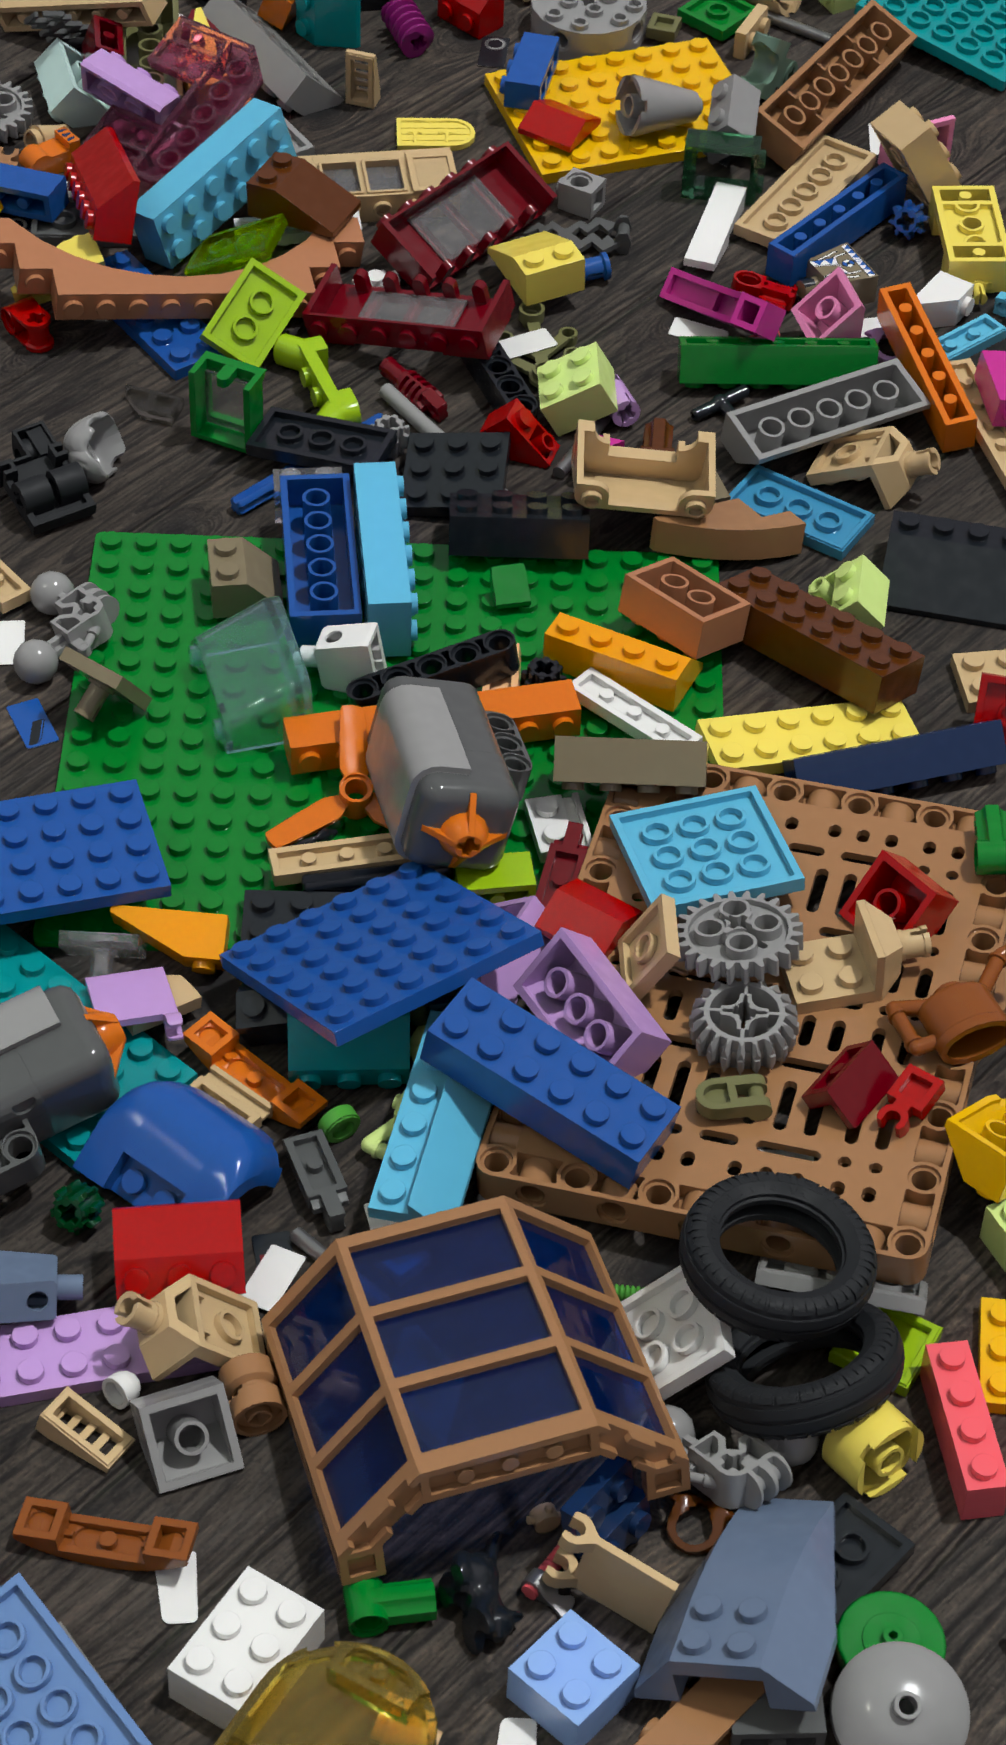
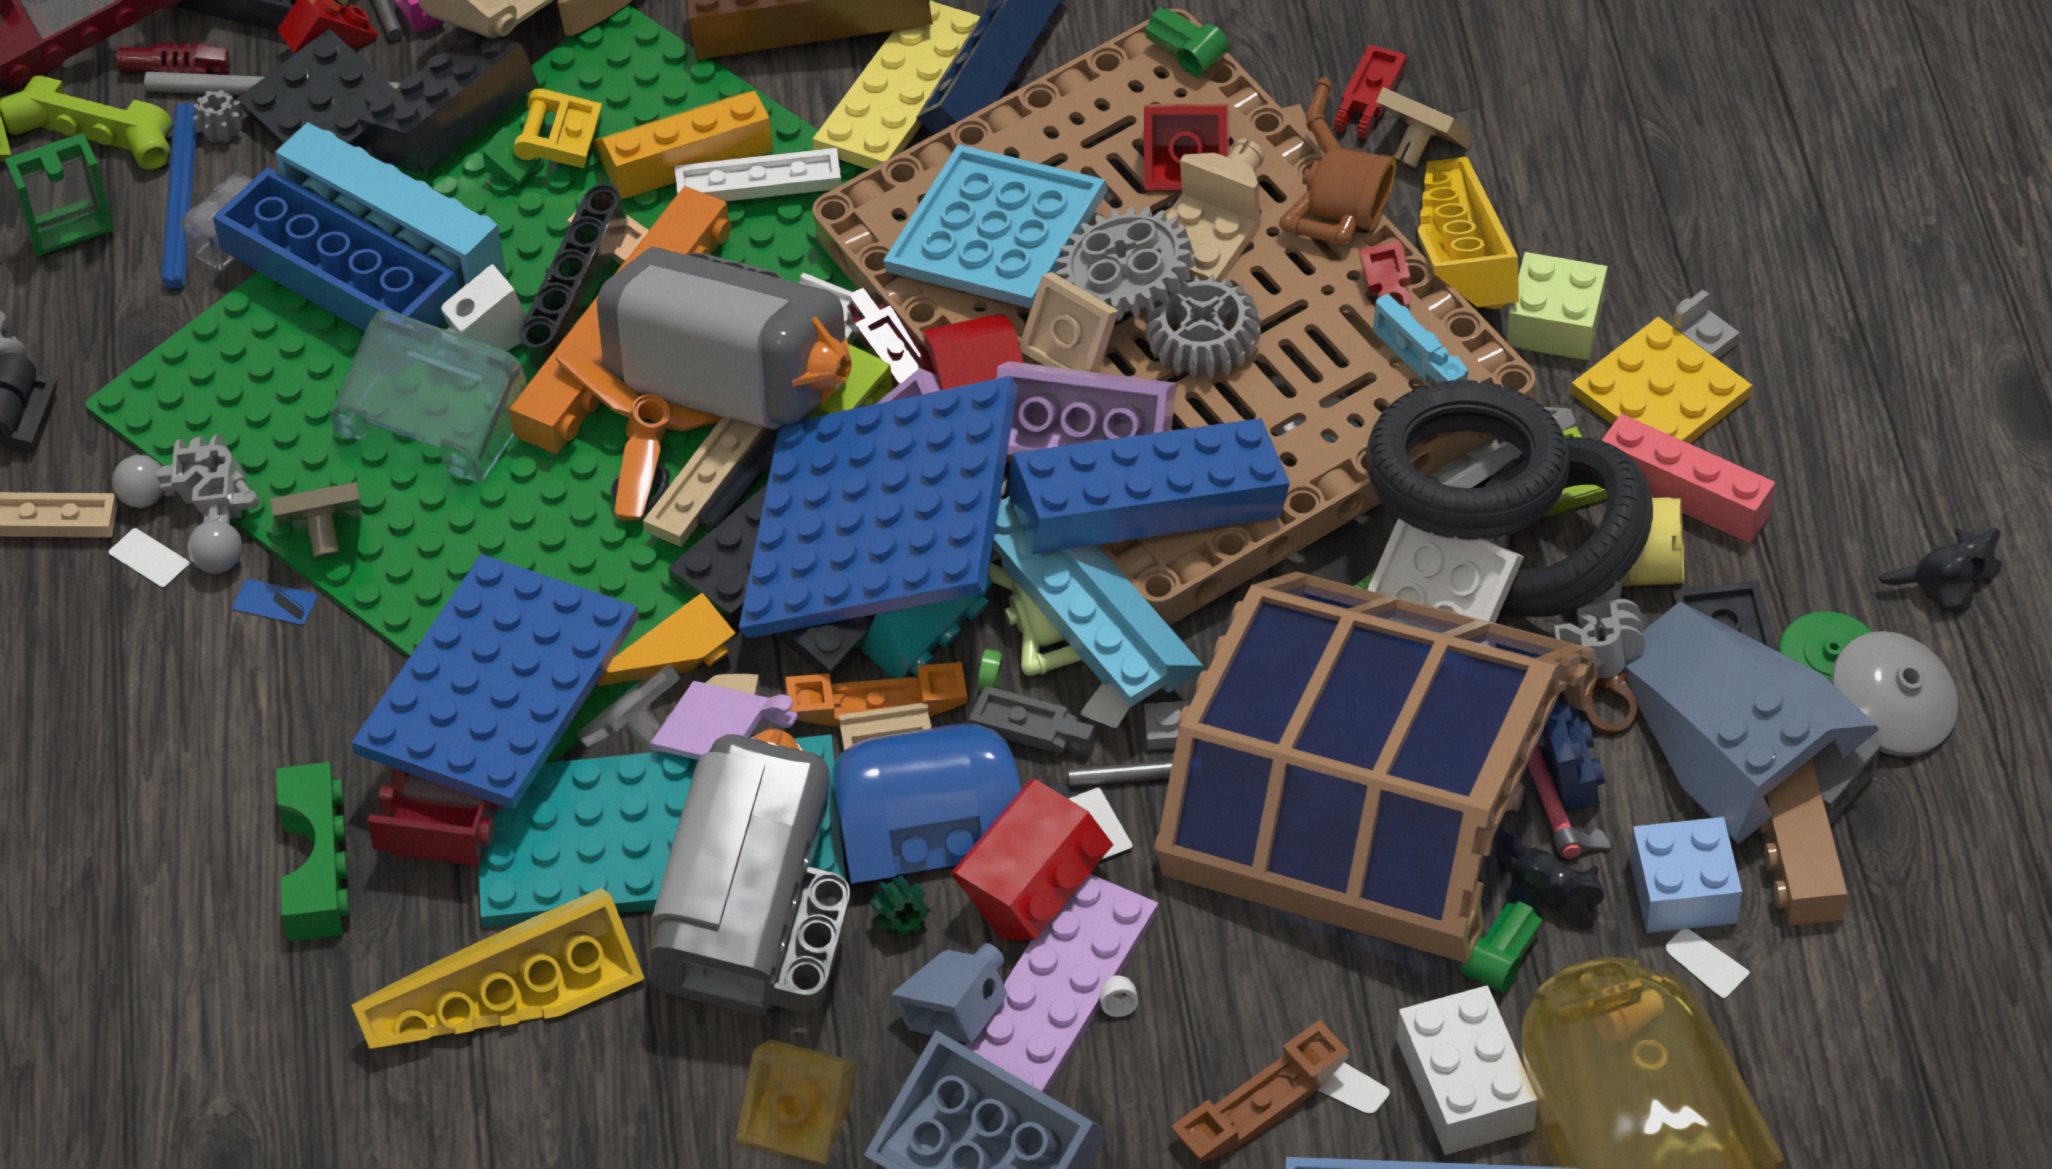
camera: 45 degrees left, 5 degrees up
(64, 1435) = (1108, 1064): tan slope -> none
(187, 1433) = (1208, 976): light grey slope -> none
(191, 1322) = (1121, 902): tan plate -> none
(240, 575) = (286, 336): dark tan slope -> none
(253, 1394) = (1215, 906): medium nougat wheel -> none
(318, 440) = (182, 165): black plate -> none
(542, 671) = (648, 203): black gear -> none
(571, 596) = (570, 133): none -> yellow plate
(610, 1576) = (1628, 780): tan flag -> none
(630, 762) = (838, 207): dark tan slope -> none
(684, 607) = (686, 56): nougat brick -> none
(719, 1098) = (1260, 394): olive plate -> none
(853, 1083) = (1329, 300): dark red panel -> none
(864, 1164) = (1414, 343): none -> medium azure hinge

